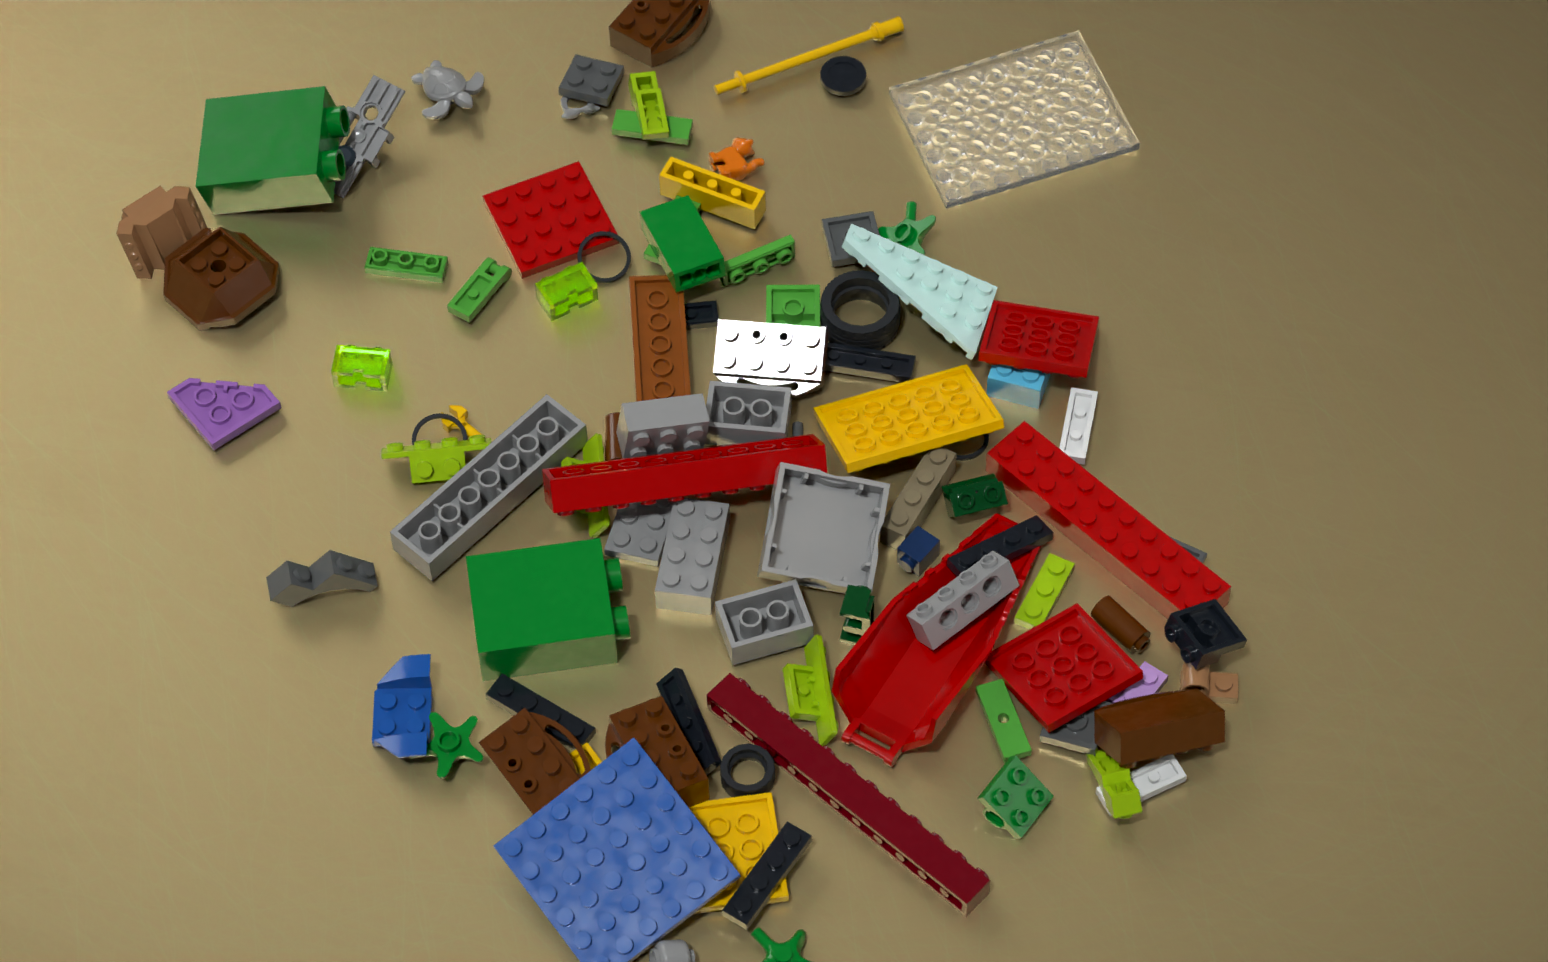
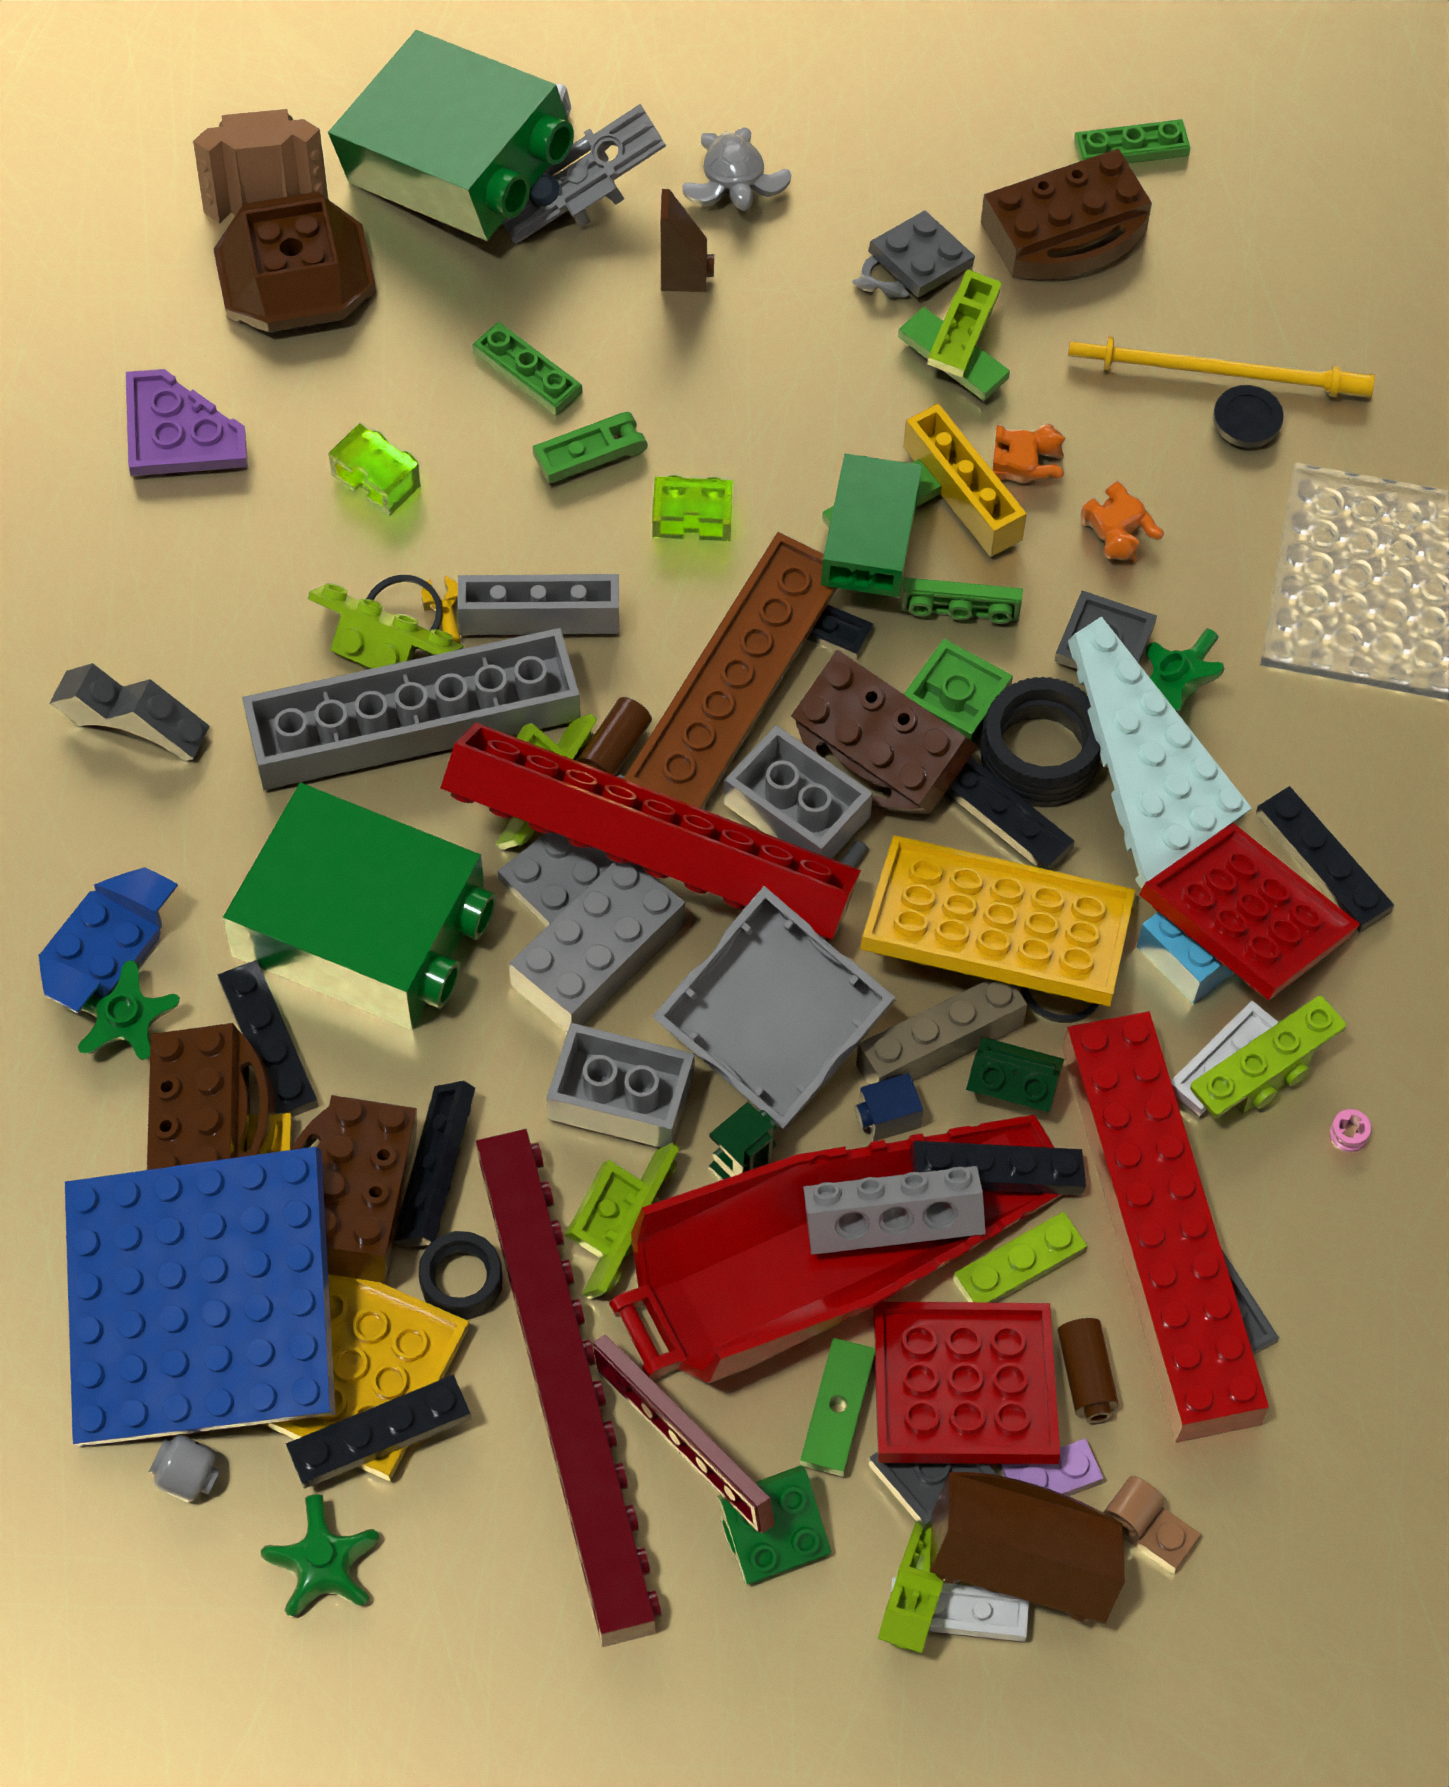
camera: 30 degrees right, 5 degrees up
(454, 150) = (682, 249): none -> reddish brown slope
(519, 390) = (538, 604): none -> light grey brick
(549, 219) = (743, 406): red plate -> none
(619, 239) = (764, 455): black piece -> none
(662, 425) = (667, 752): light grey brick -> none
(811, 171) = (1116, 520): none -> orange animal
(937, 775) = (684, 1434): none -> tile
(1053, 292) = (1324, 858): none -> black plate
(1104, 411) = (1269, 1061): none -> lime bracket
(1168, 435) = (1342, 1119): none -> bright pink bush
(1203, 633) = (1179, 1453): black plate -> none

